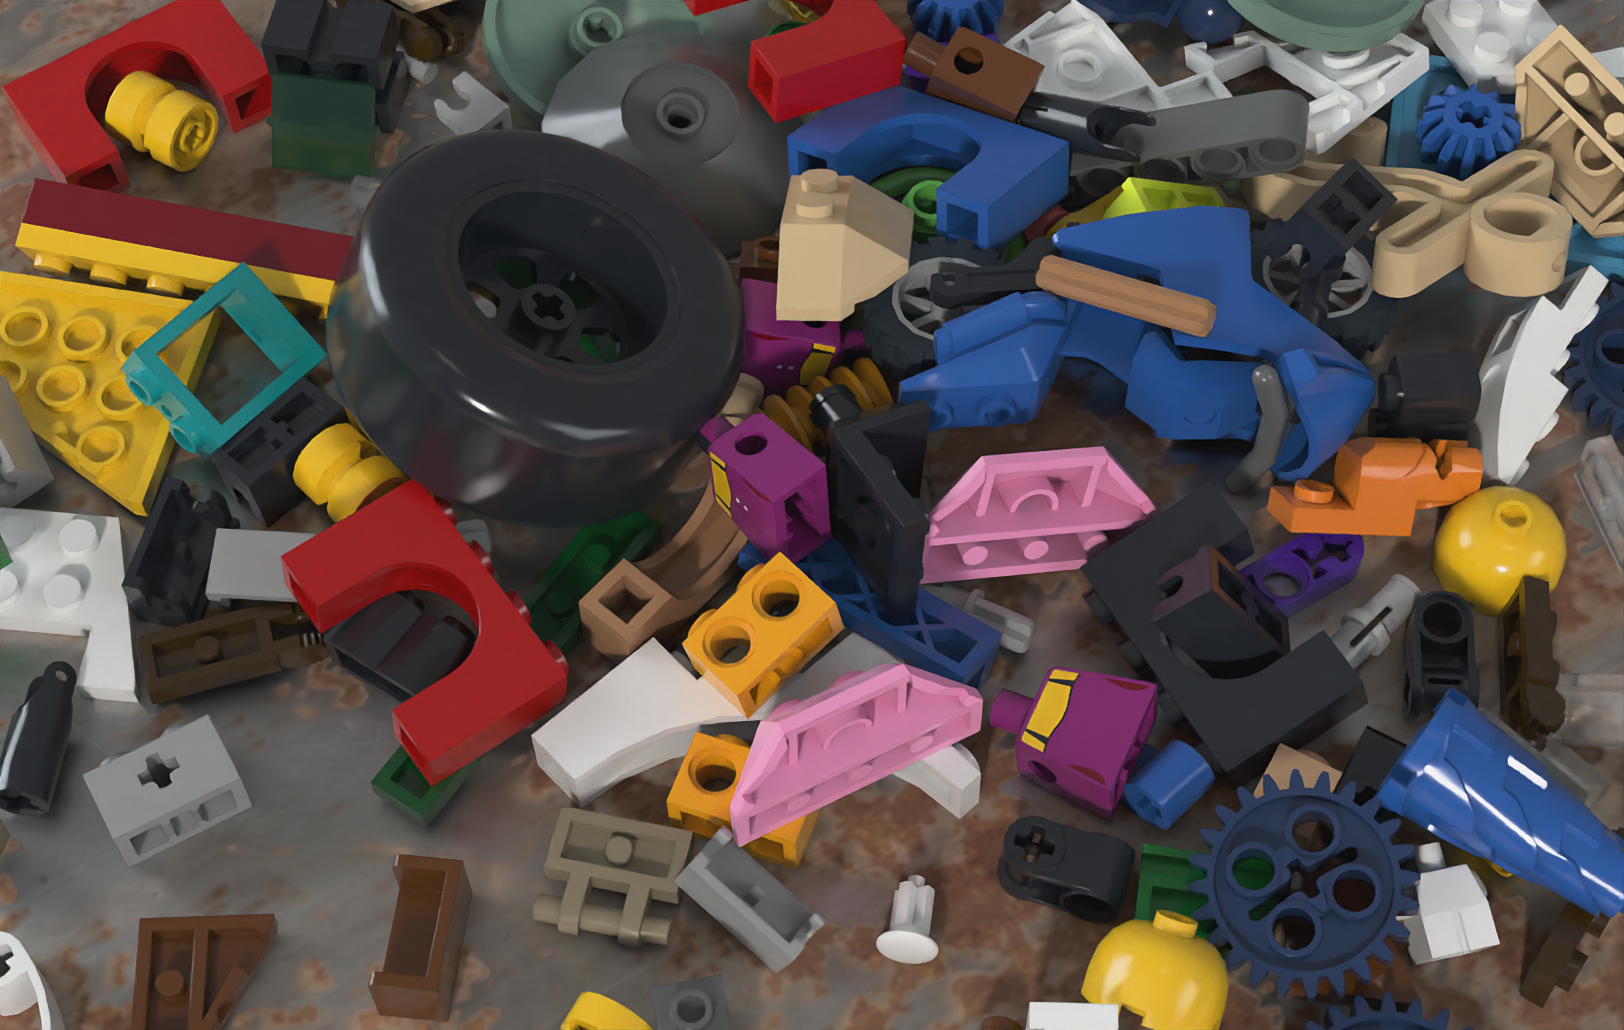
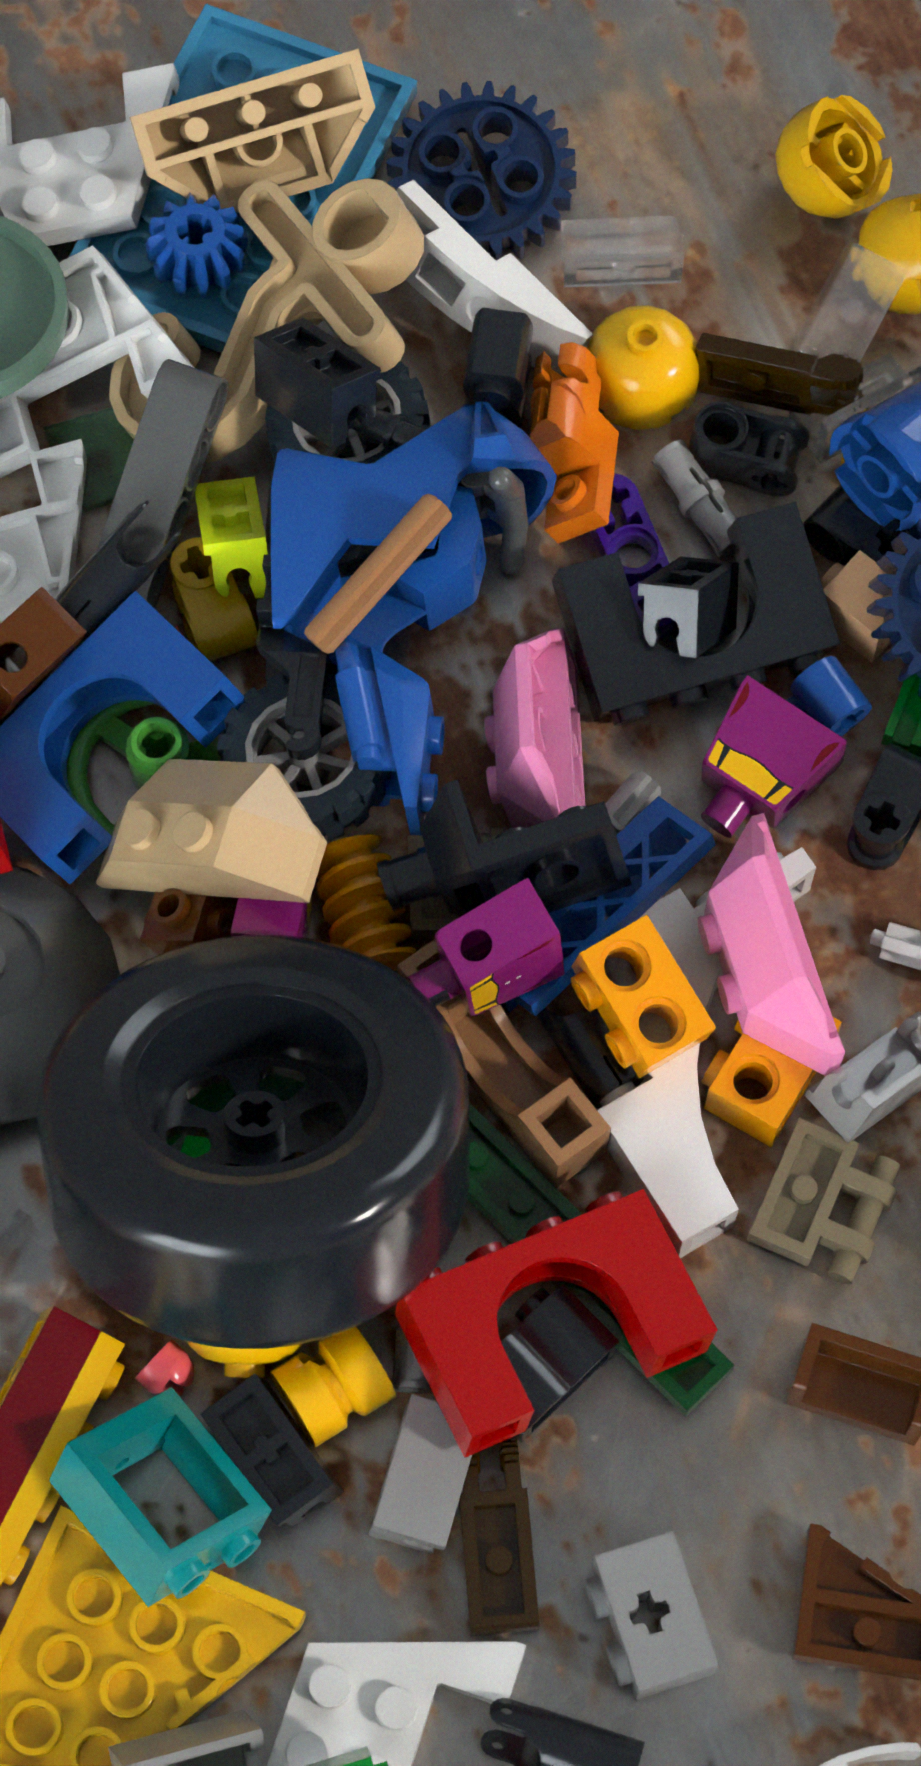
camera: 80 degrees left, 10 degrees up
(175, 555) = (376, 1579): black hinge -> none

